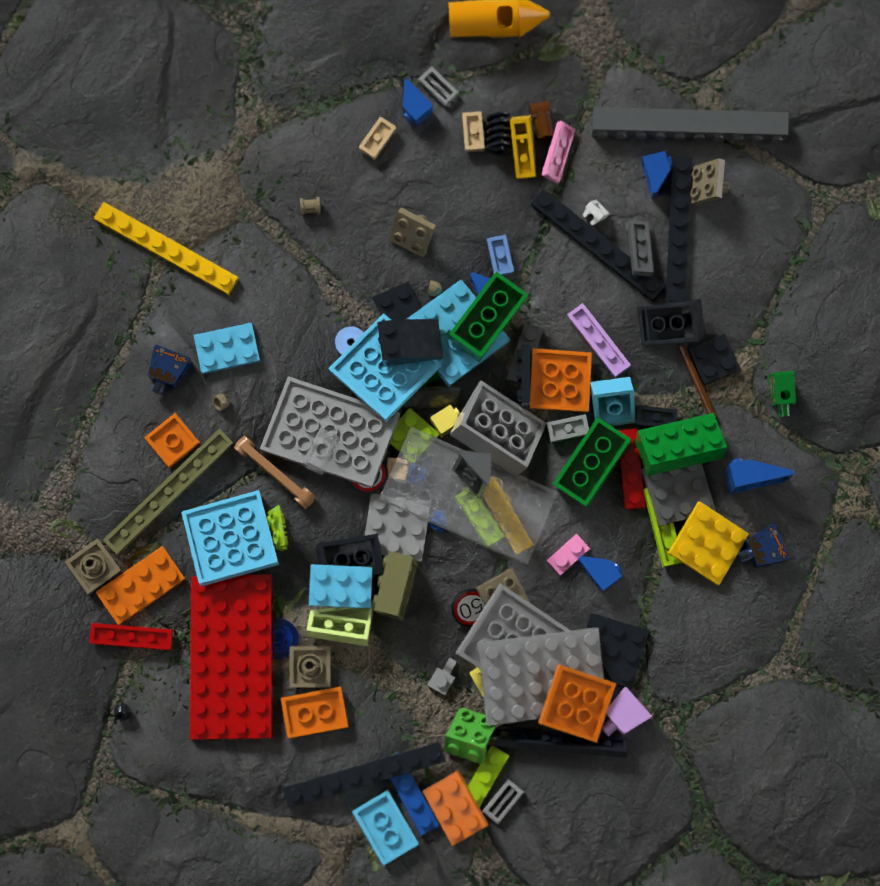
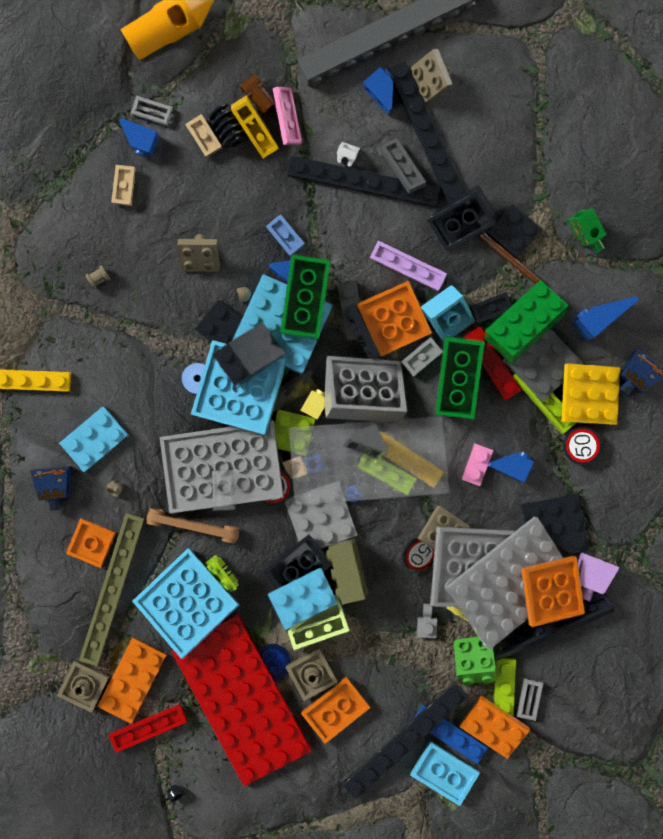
camera: 30 degrees left, 10 degrees up
(676, 586) = (582, 445): none -> piece

